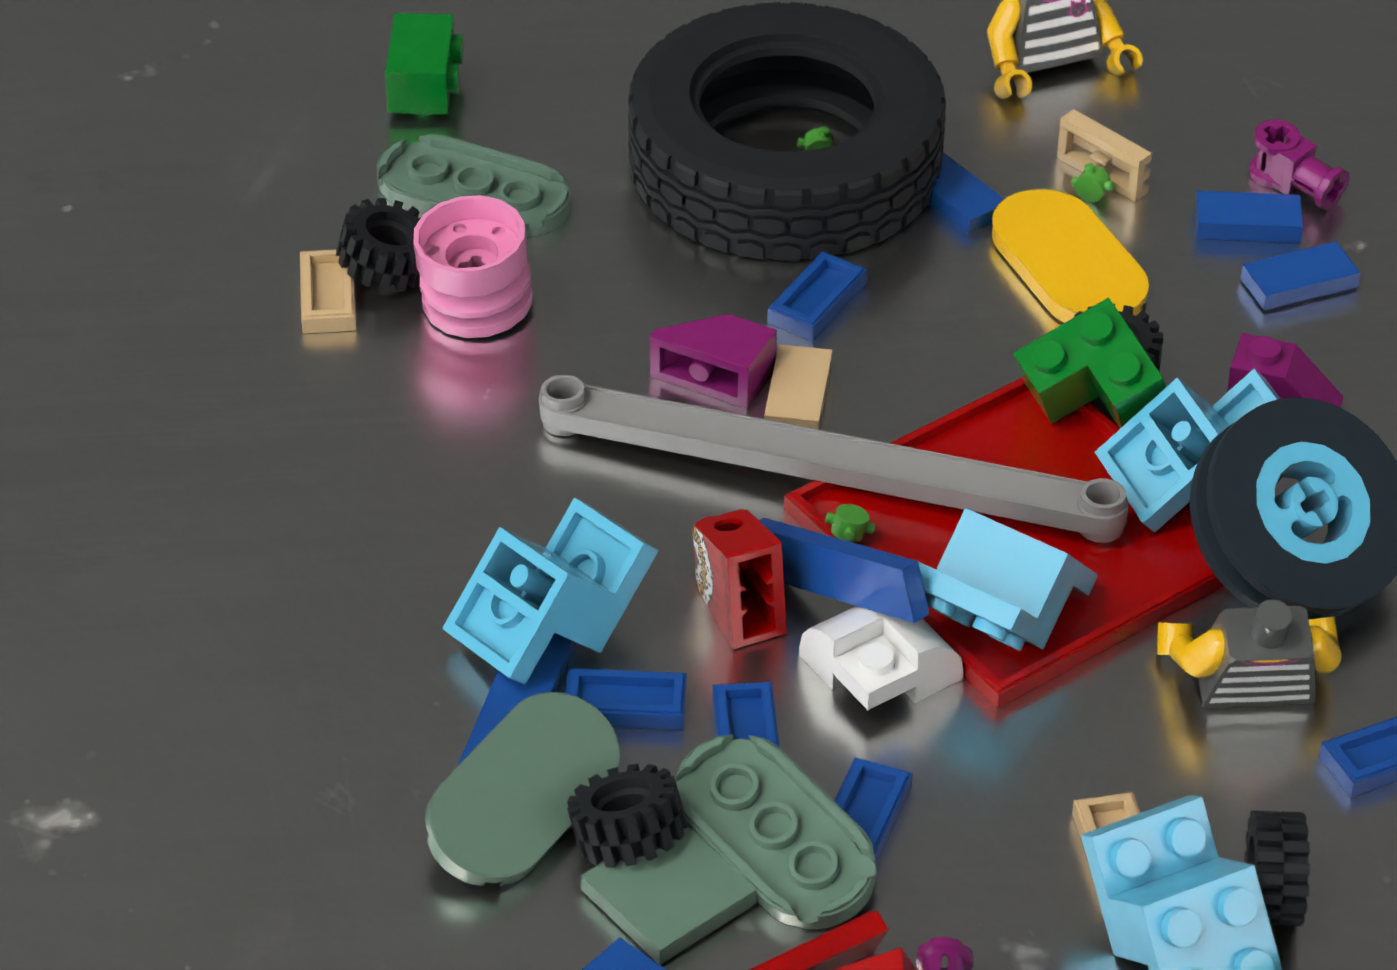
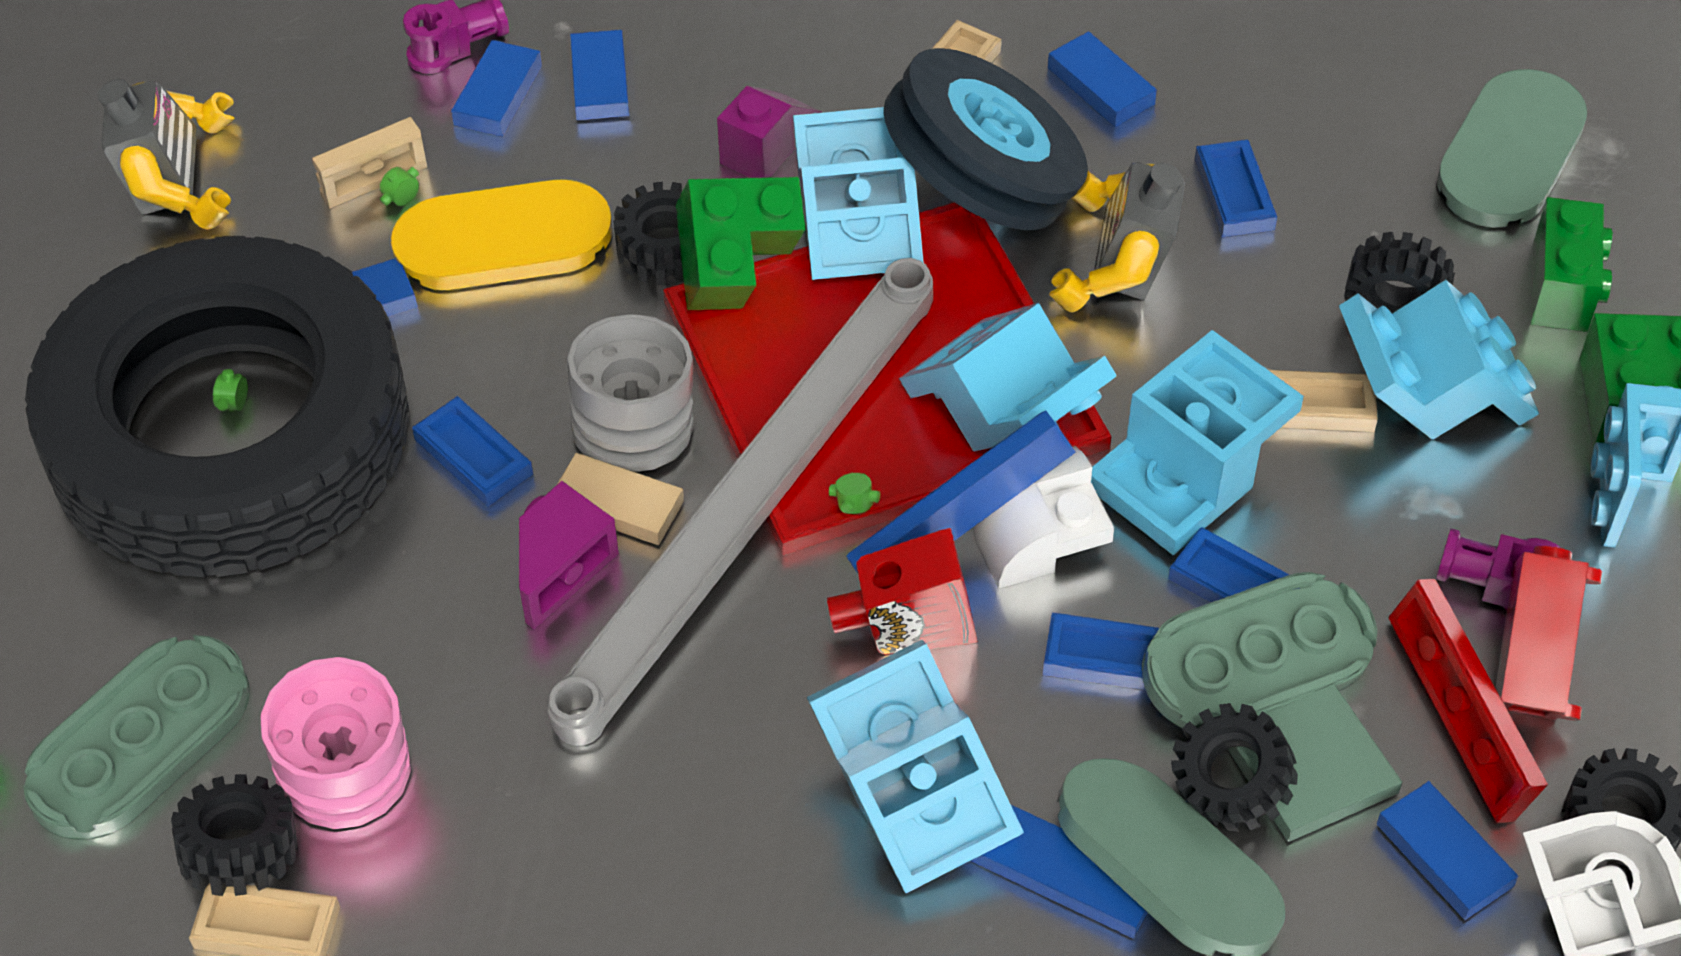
camera: 75 degrees left, 10 degrees up
(633, 697) = (1037, 746): blue tile -> none
(890, 351) = (631, 392): none -> light grey wheel
(993, 725) = (1193, 441): none -> medium azure bracket

